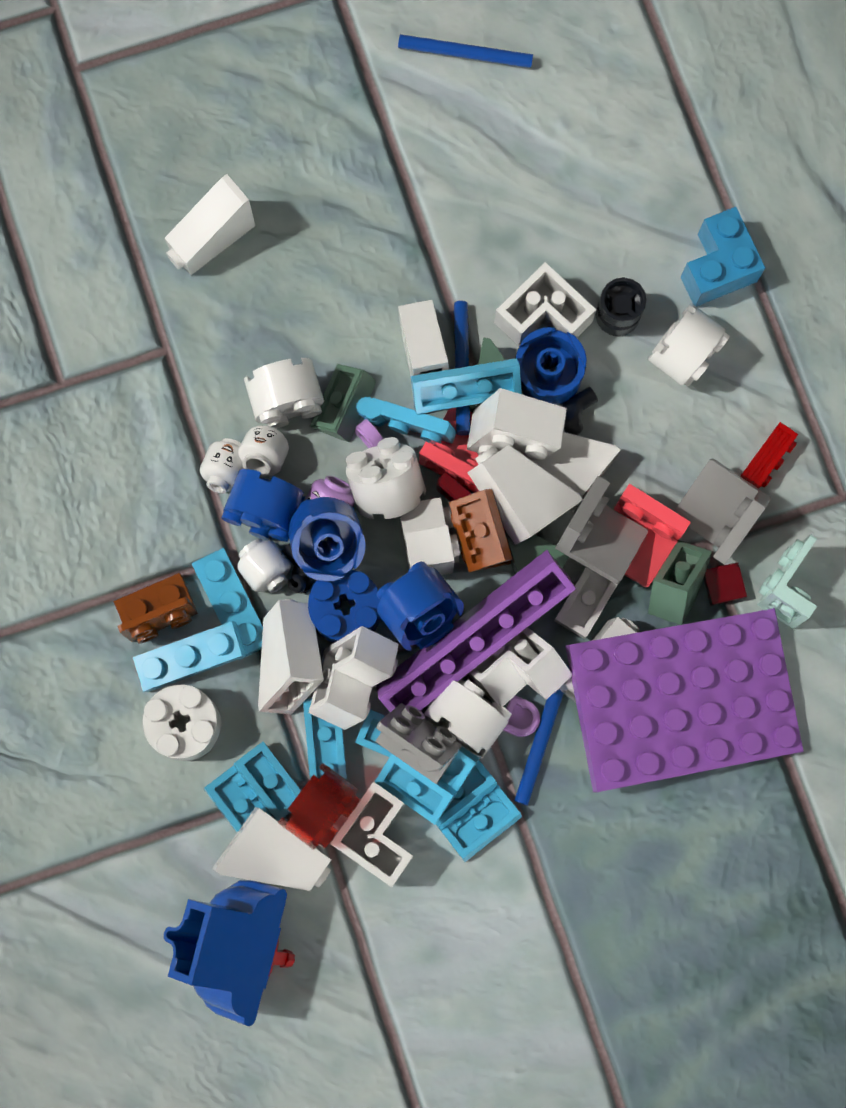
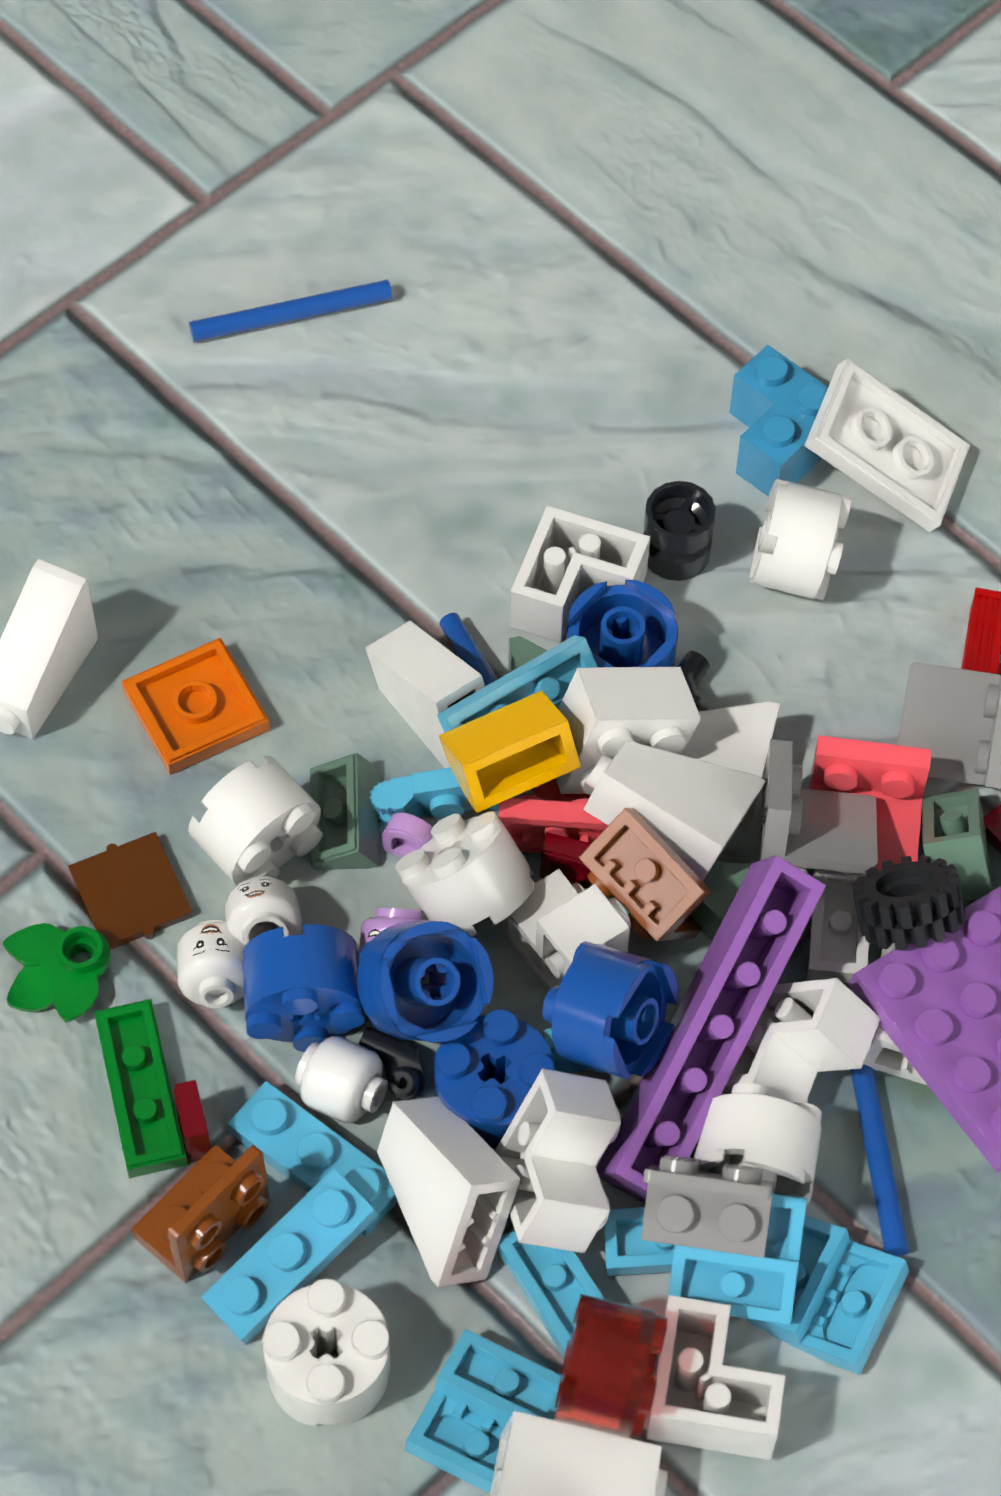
camera: 25 degrees left, 20 degrees down
(136, 427) = (50, 973): none -> green plate
(156, 518) = (140, 1088): none -> green tile
(172, 553) = (192, 1119): none -> dark red tile
(203, 396) = (131, 890): none -> reddish brown piece
(290, 295) = (195, 706): none -> orange tile
(440, 418) = (510, 751): none -> yellow brick
(524, 717) = (840, 1133): lavender tile -> none
(622, 628) = (909, 902): none -> black tyre
(775, 305) = (887, 445): none -> white tile

